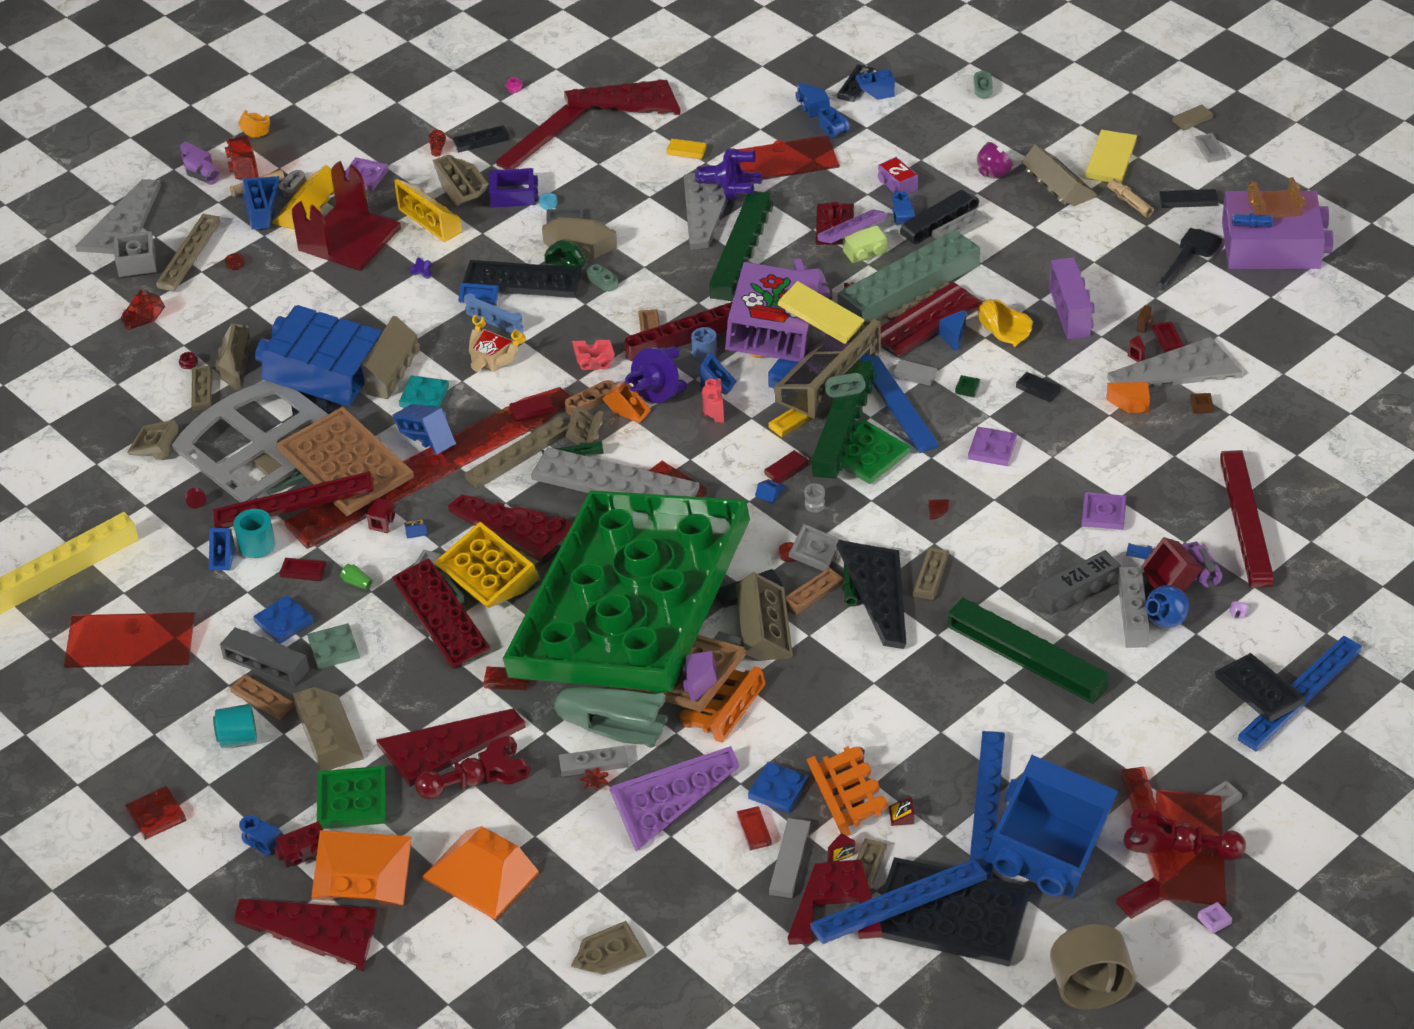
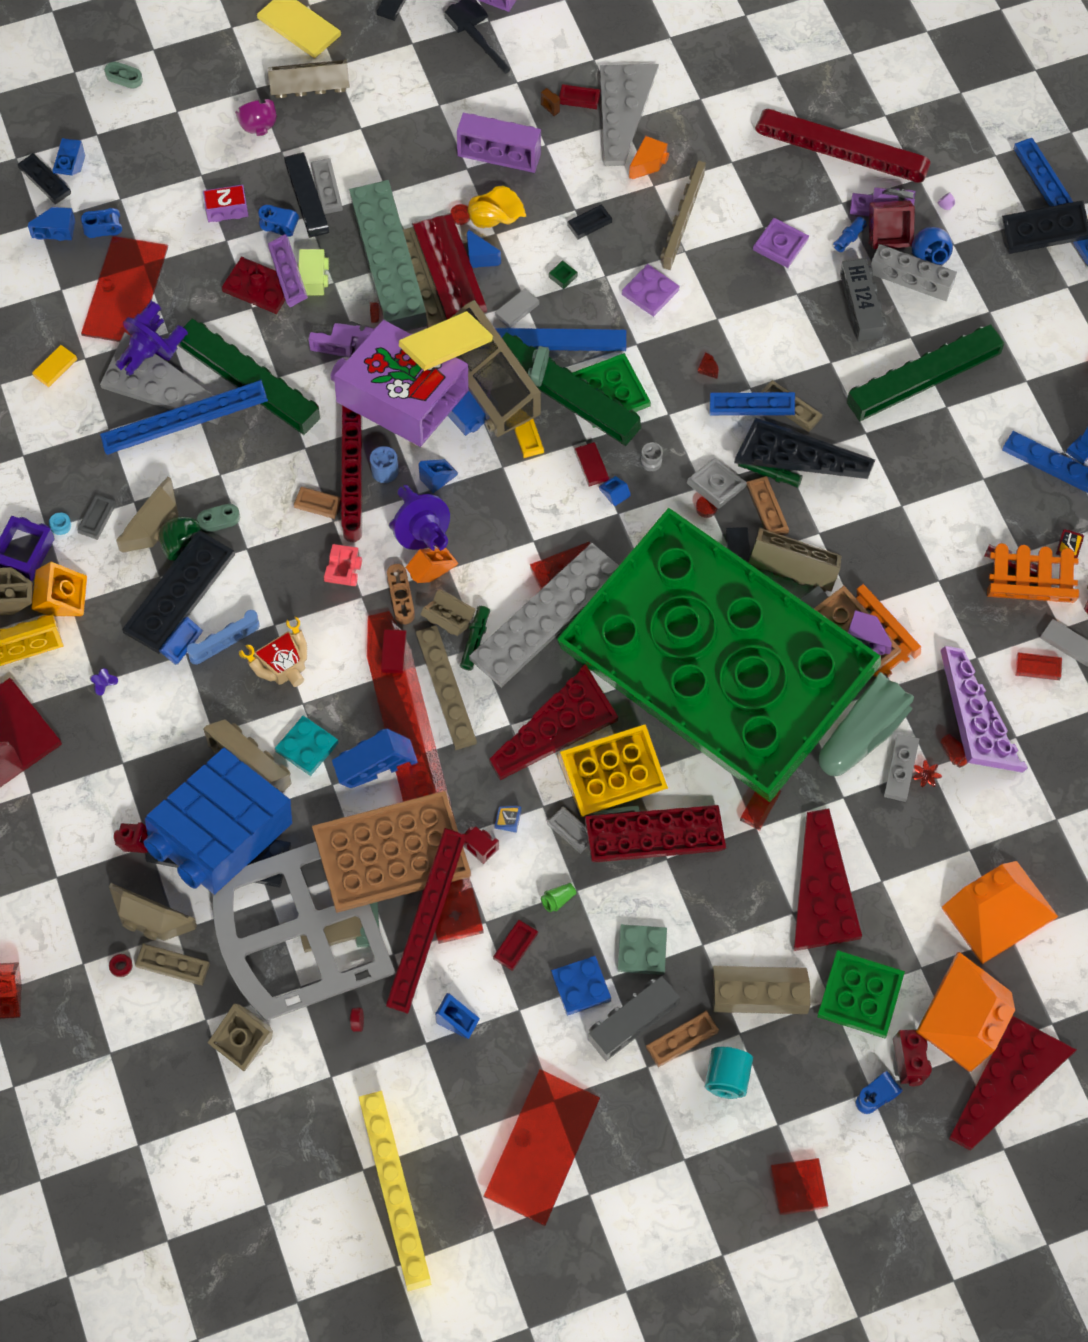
camera: 70 degrees left, 20 degrees up
(254, 533) = (453, 962): teal piece -> none
(486, 218) = (59, 591): none -> light orange slope
(491, 765) = (878, 872): dark red piece -> none
(679, 224) = (183, 417): none -> blue tile
(713, 400) = (473, 490): coral cylinder -> none
(778, 787) = (998, 629): blue plate -> none
(911, 543) = (752, 403): none -> blue plate
(1086, 438) = (680, 222): none -> dark tan plate
(1125, 193) = (366, 37): tan pin -> none
(1136, 349) = (589, 125): dark red slope -> none
(1201, 403) = (682, 111): reddish brown plate -> none

